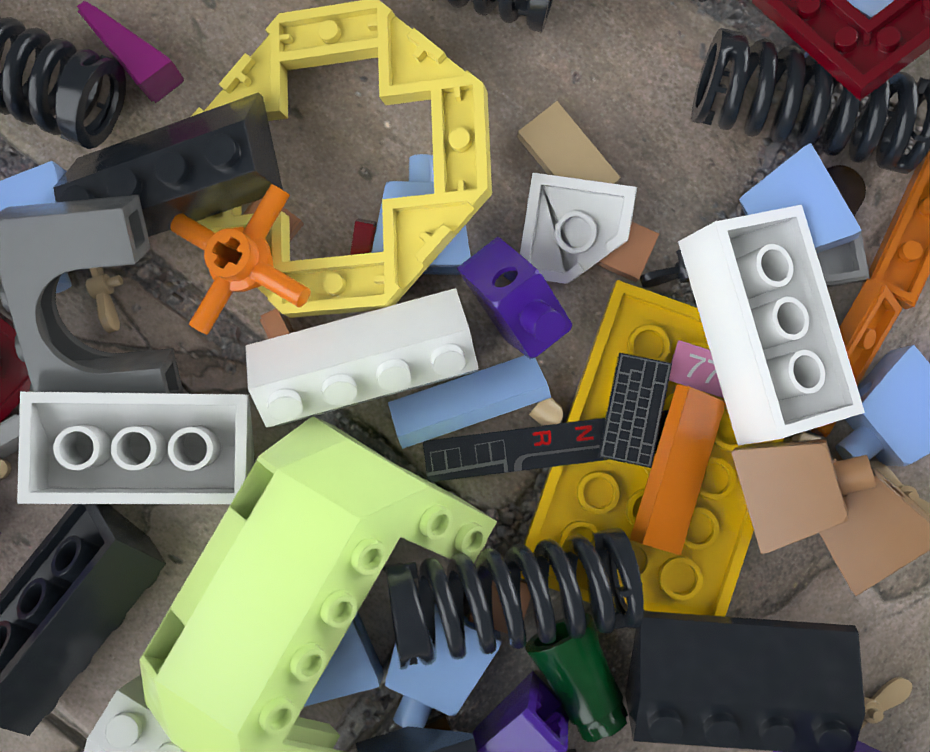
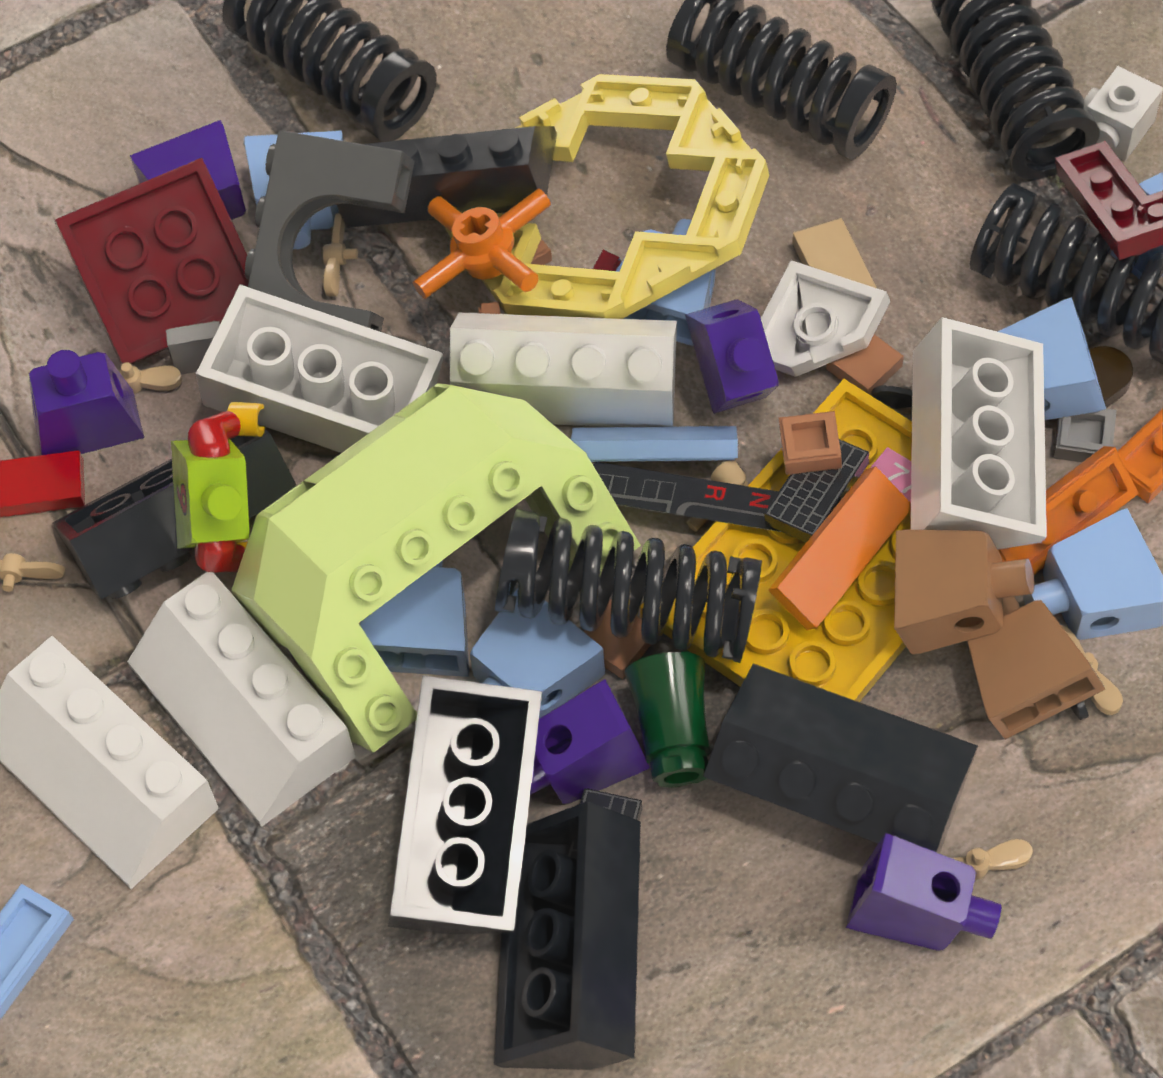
camera: 25 degrees right, 25 degrees down
(80, 631) = (213, 487): none -> lime torso
(145, 64) = (457, 84): magenta slope -> none
(618, 373) = (810, 442): none -> nougat tile

